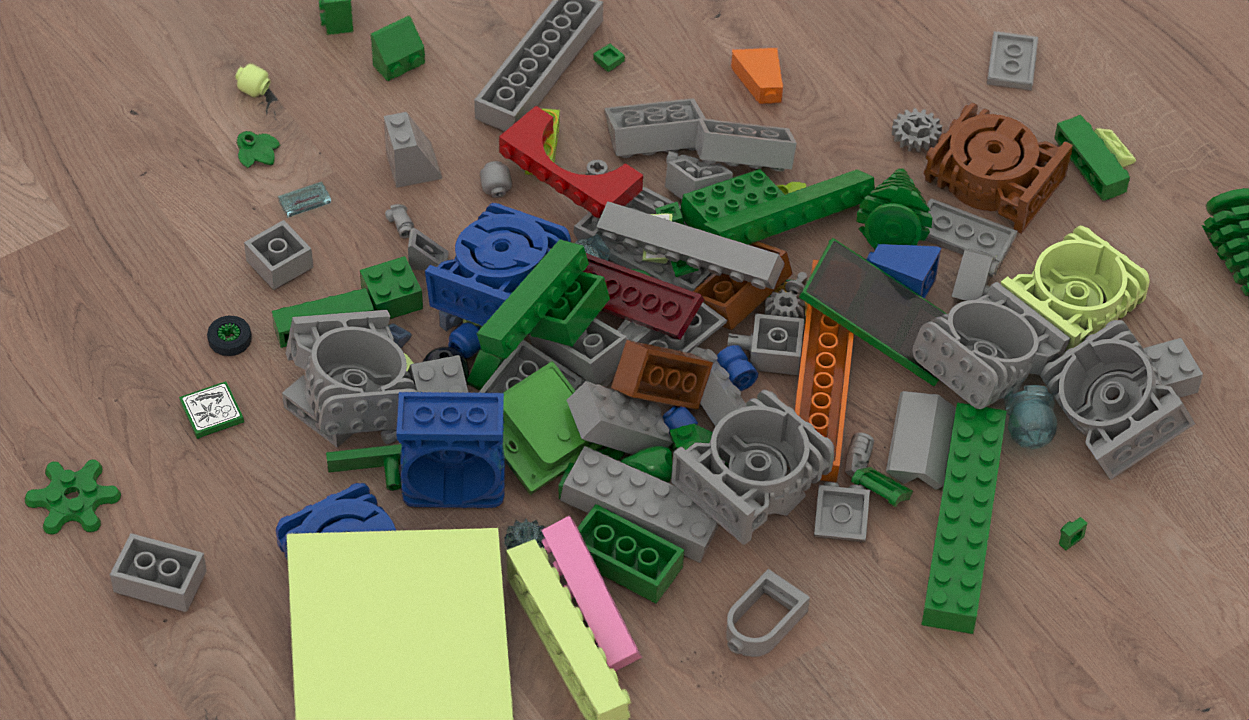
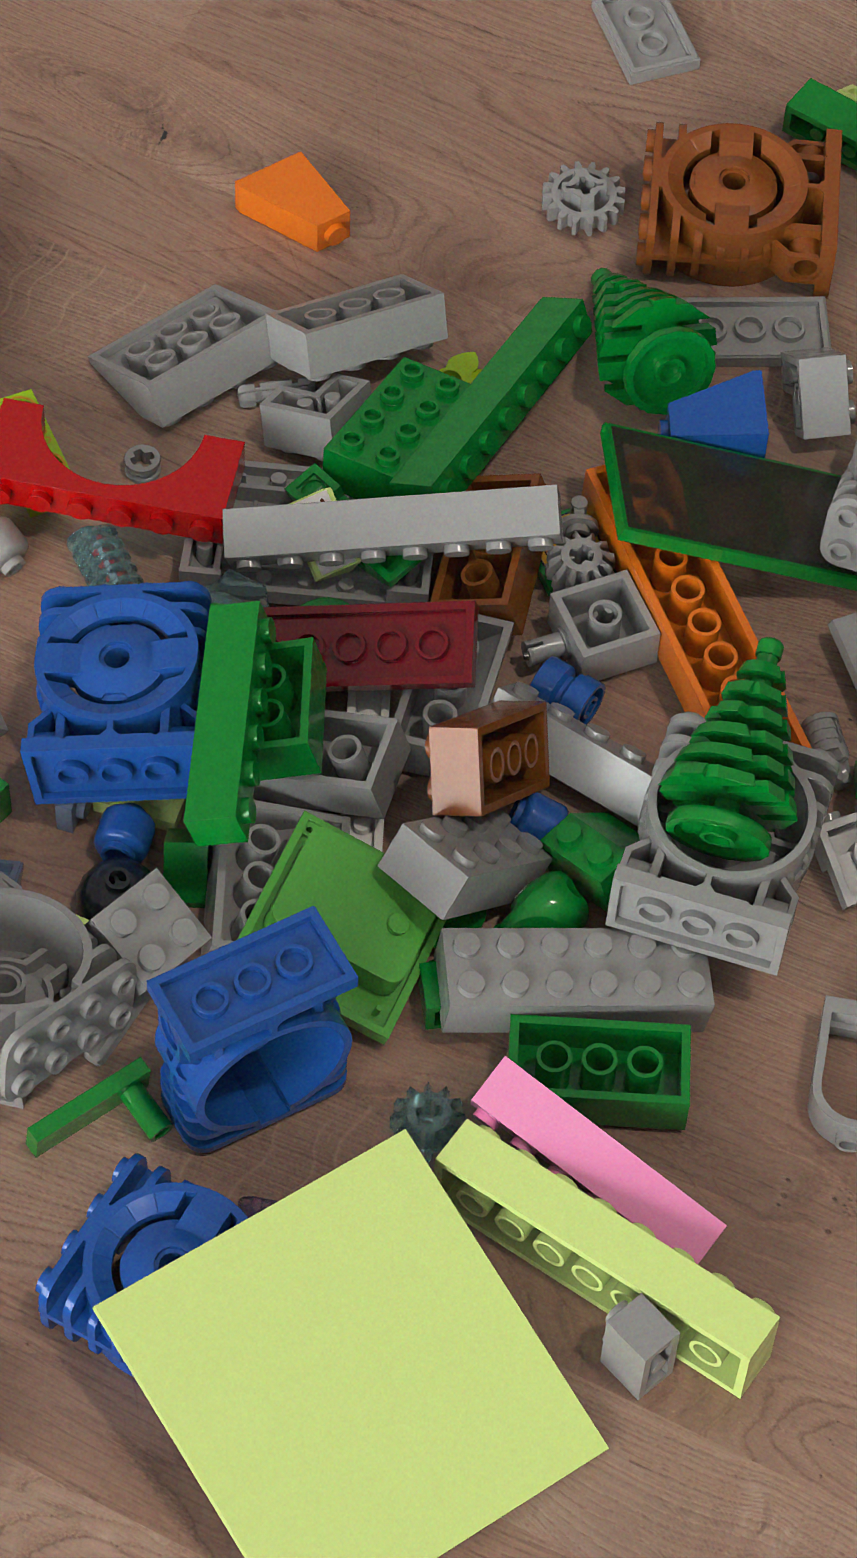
camera: 30 degrees left, 5 degrees up
(544, 203) = (102, 556): none -> clear light blue piece
(556, 688) = (639, 1345): none -> light grey brick
(609, 57) = (45, 270): green plate -> none
(770, 423) = (736, 770): none -> green plant

